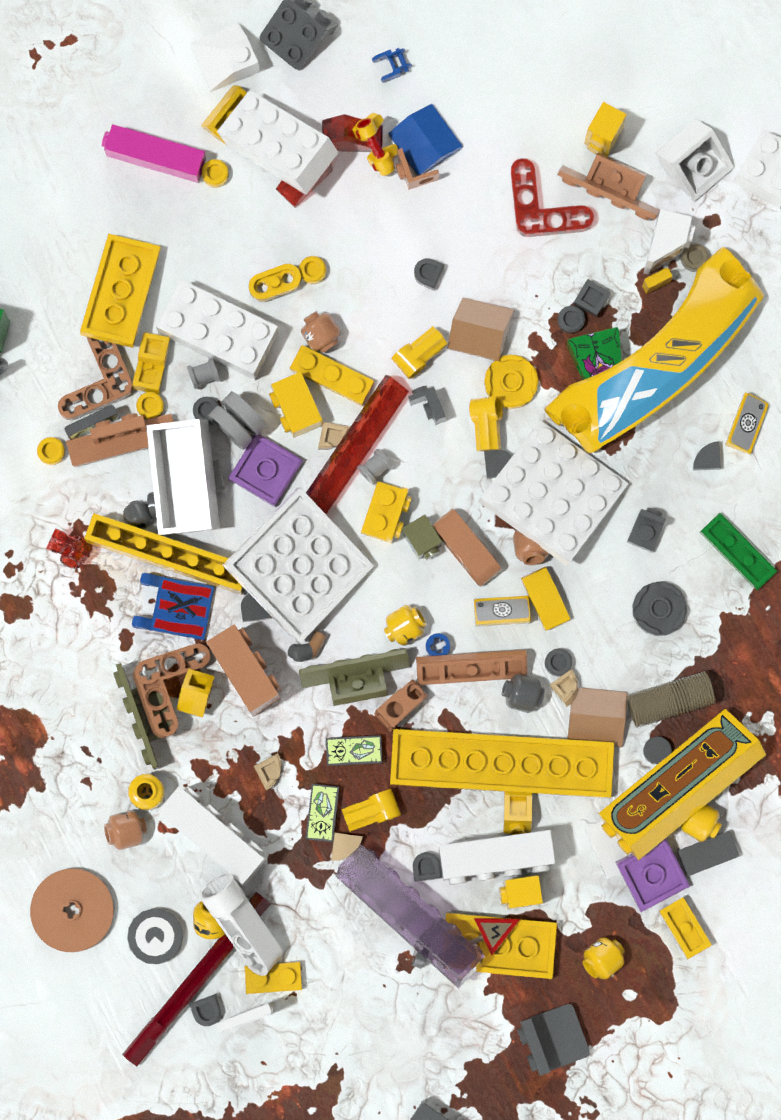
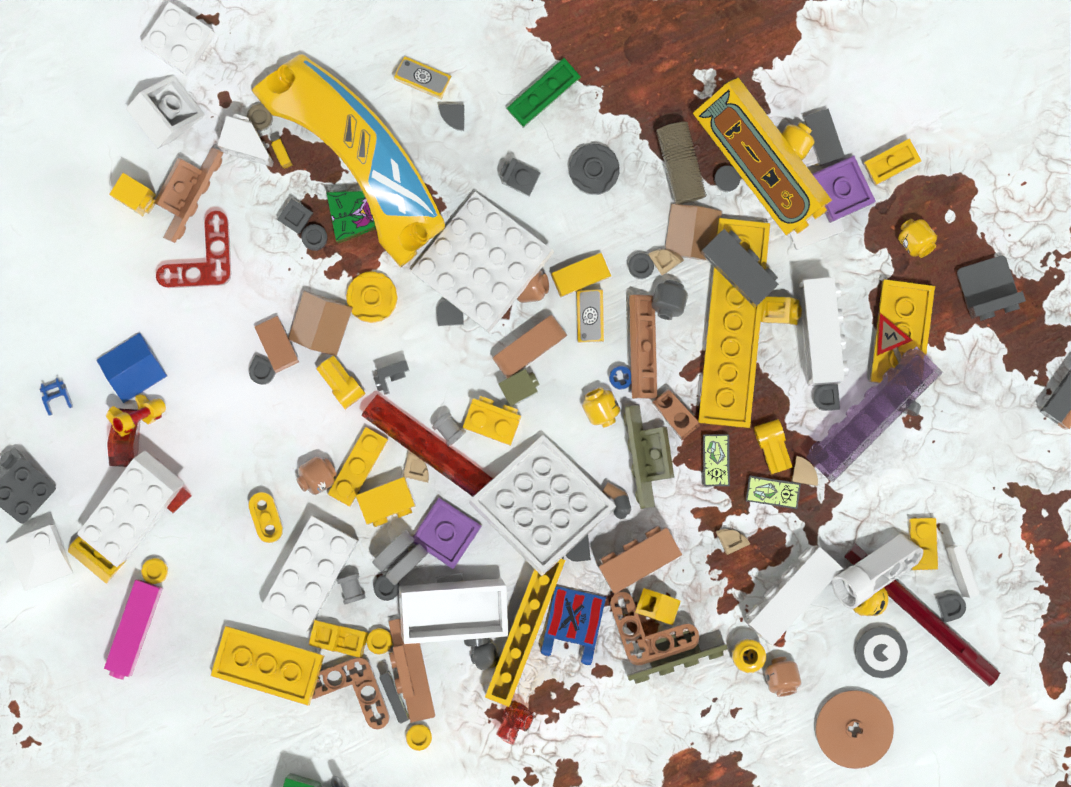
camera: 90 degrees left, 5 degrees up
(312, 270) = (254, 481): yellow tile -> none
(404, 173) = (164, 389): nougat bracket -> none
(456, 285) = (276, 344): none -> nougat tile
(486, 415) = (404, 321): yellow piece -> none
(521, 892) = (857, 310): yellow brick -> none
(561, 765) = (740, 267): none -> dark grey brick

